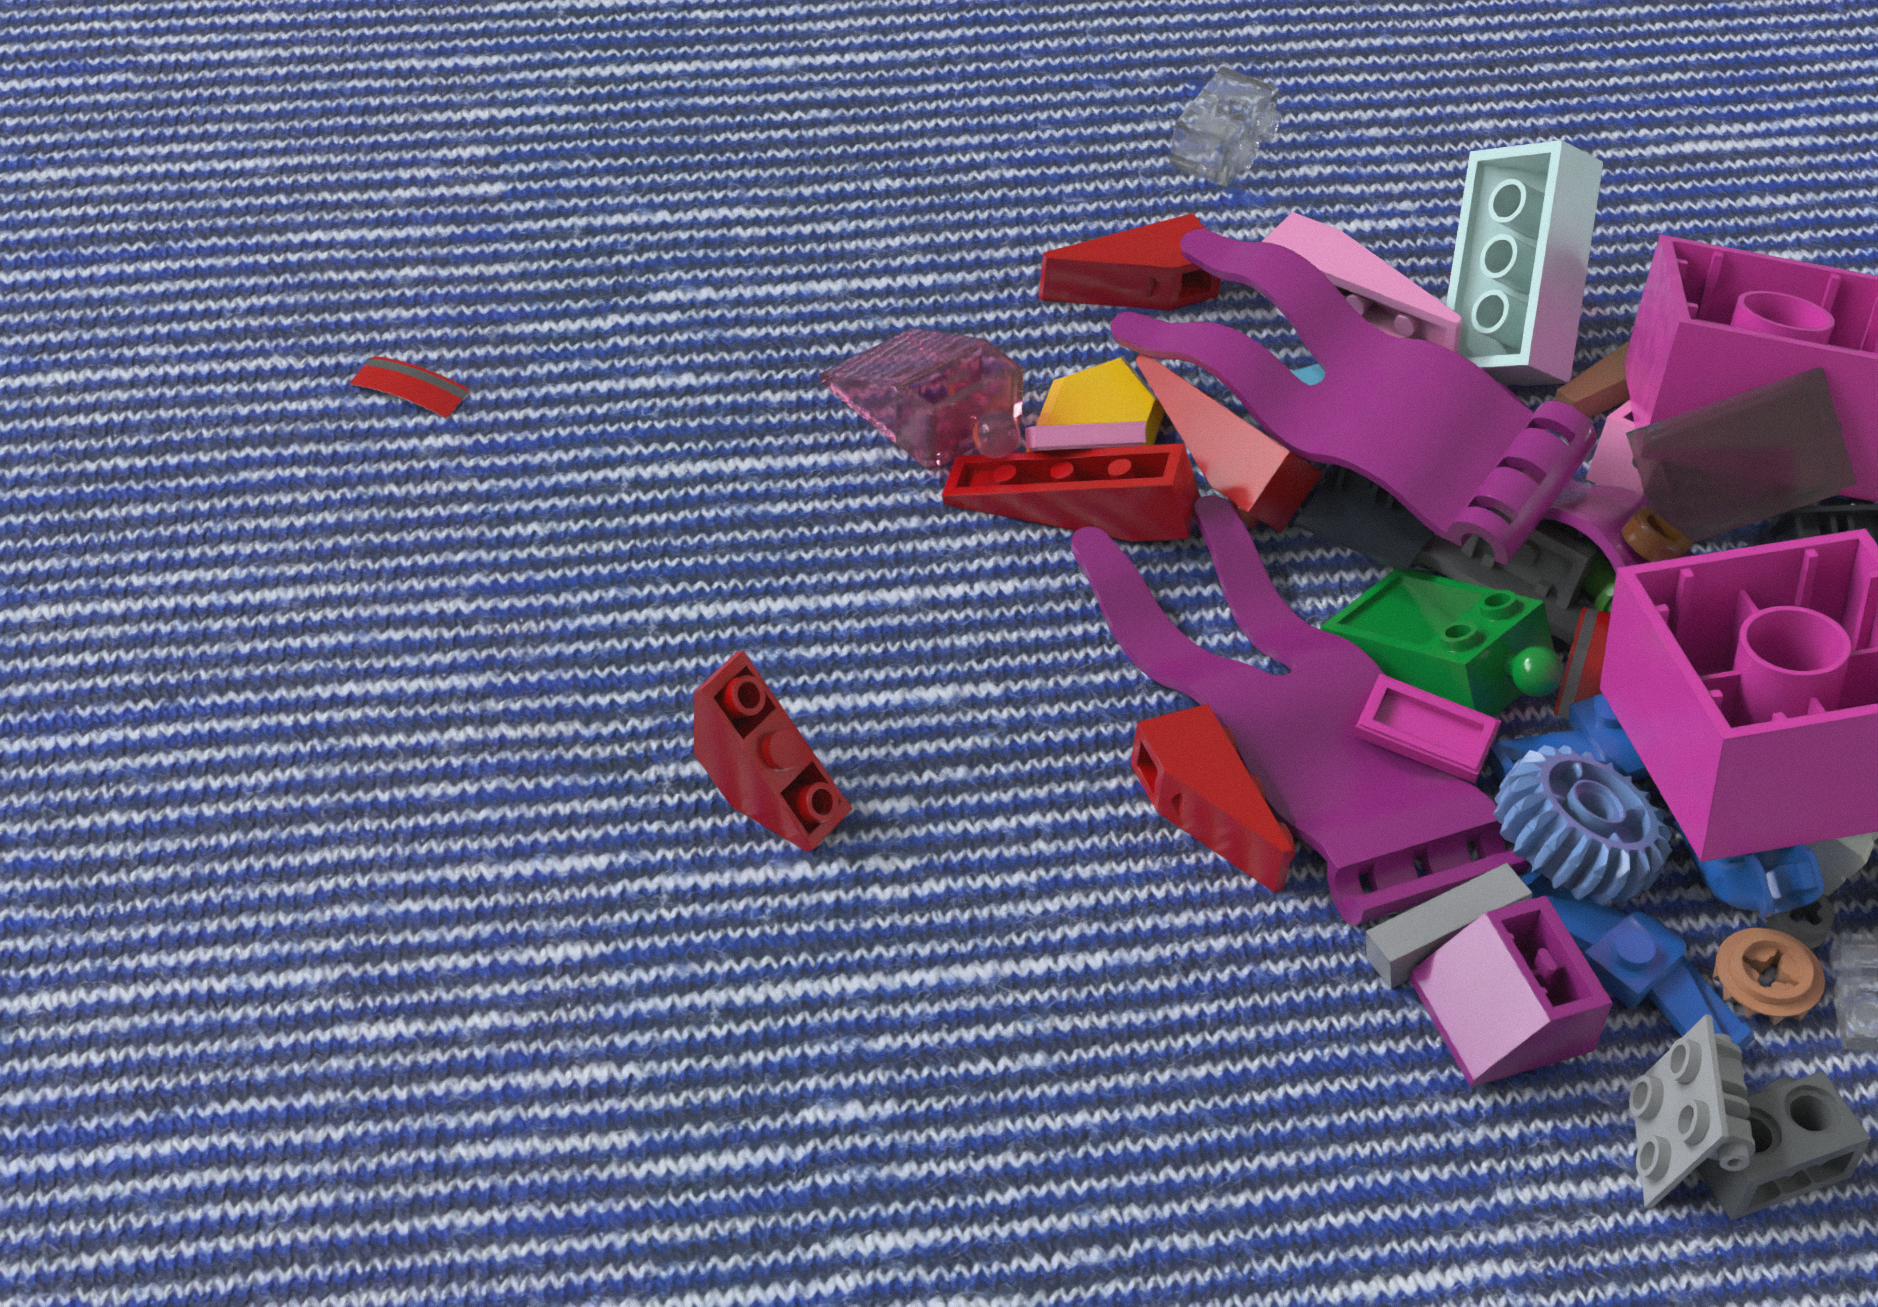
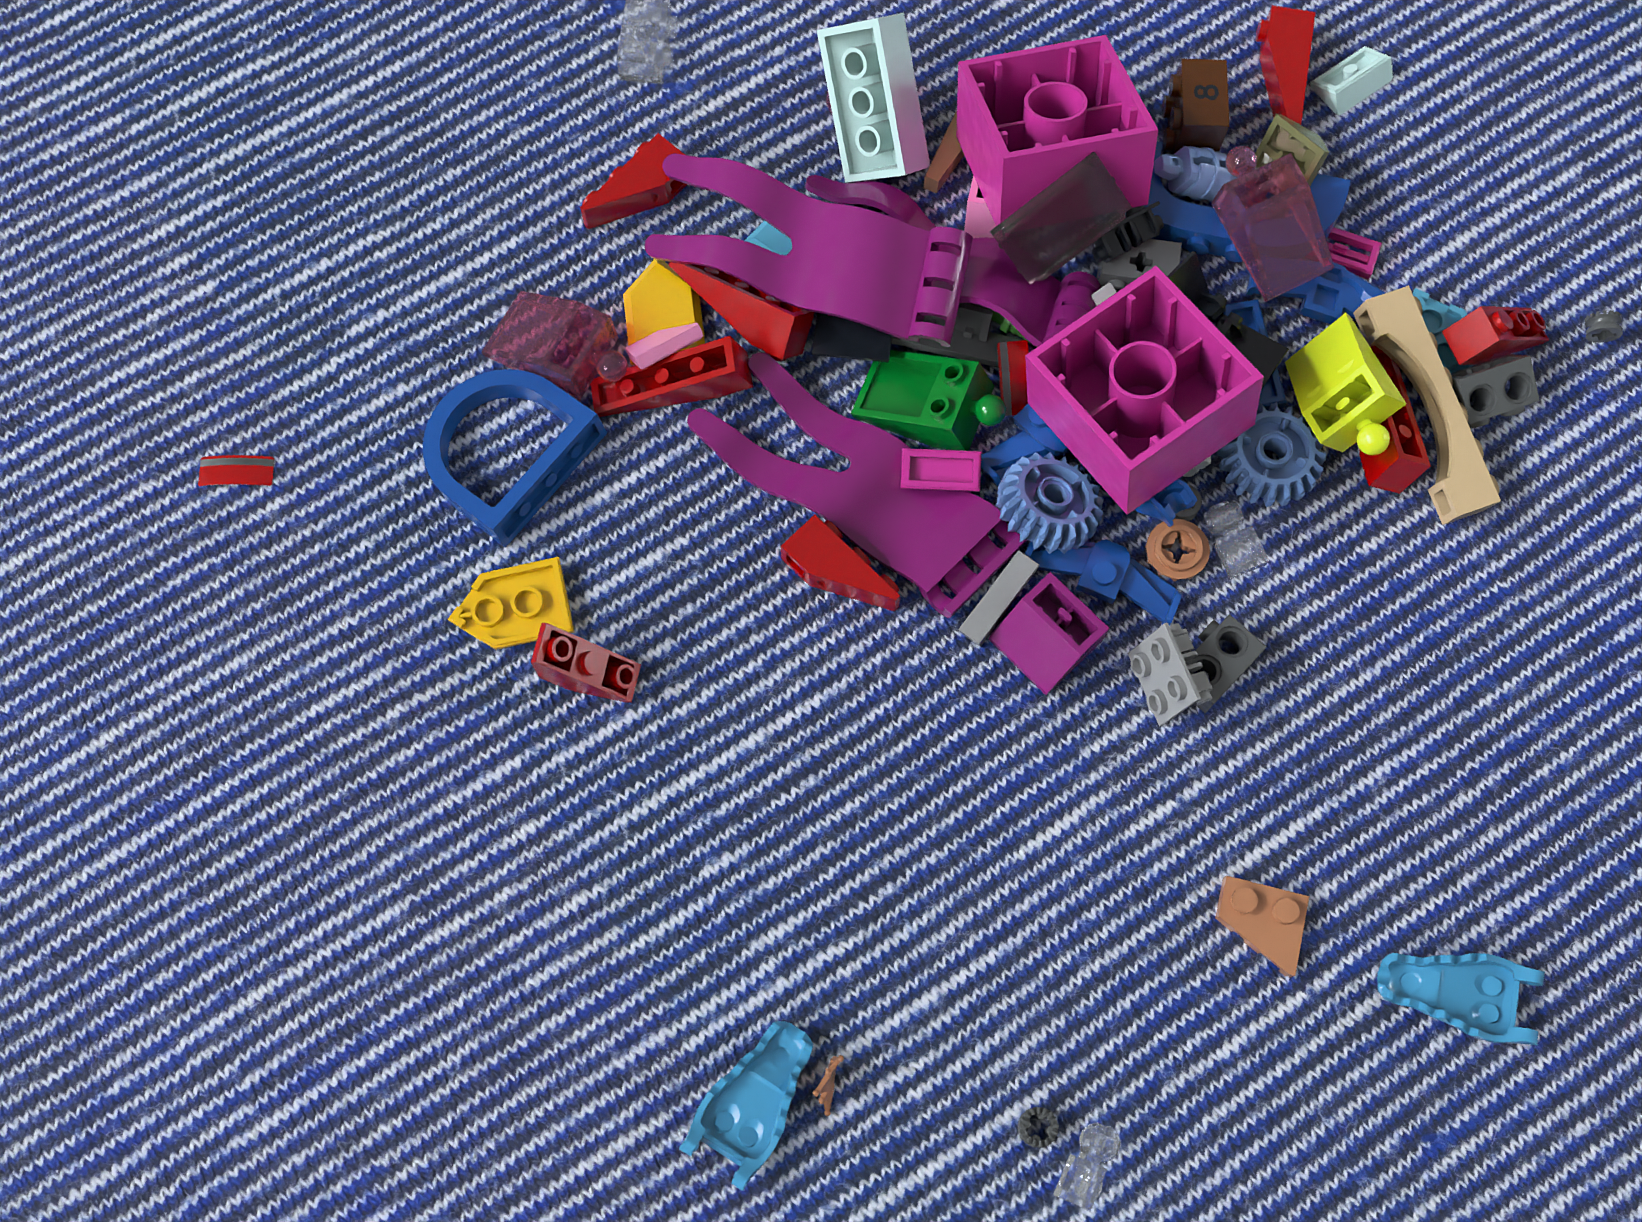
camera: 20 degrees left, 25 degrees up
(687, 648) = (513, 602): none -> yellow tile
(819, 536) = (541, 479): none -> blue window
(1370, 284) = (776, 147): bright pink slope -> none
(1654, 536) = (1026, 289): reddish brown tile -> none

